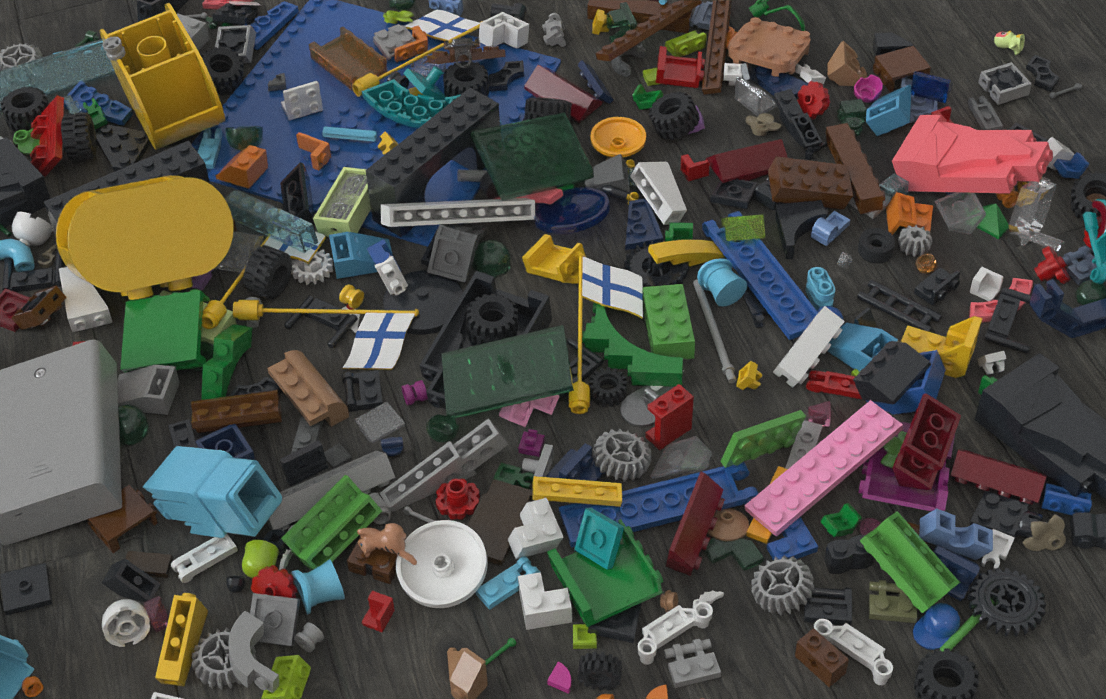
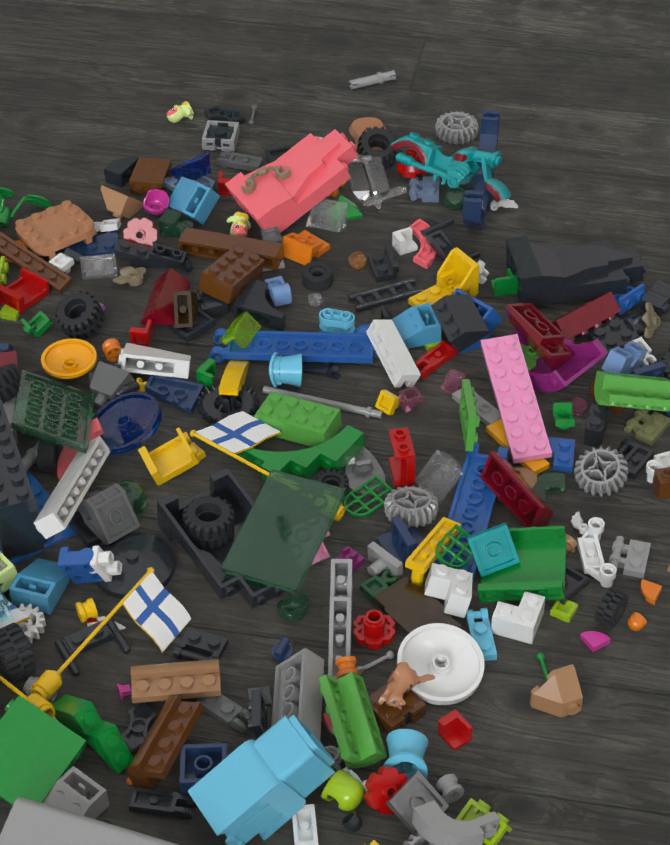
camera: 60 degrees left, 5 degrees down
(379, 422) = (248, 650): clear piece -> none
(390, 495) = (346, 665): none -> orange wheel
(416, 394) = (237, 611): magenta wheel -> none
(576, 504) = (448, 549): none -> green window
(611, 413) = (370, 491): none -> green window
(658, 155) = (112, 349): none -> orange wheel
(739, 175) = (185, 308): none -> dark brown slope
(767, 389) = (409, 398): none -> clear pink slope
(884, 160) = (240, 224): none -> animal
(915, 240) = (332, 253): light grey gear -> none
(958, 139) = (251, 183): none -> dark tan piece
(1052, 267) = (420, 201): red plant -> none

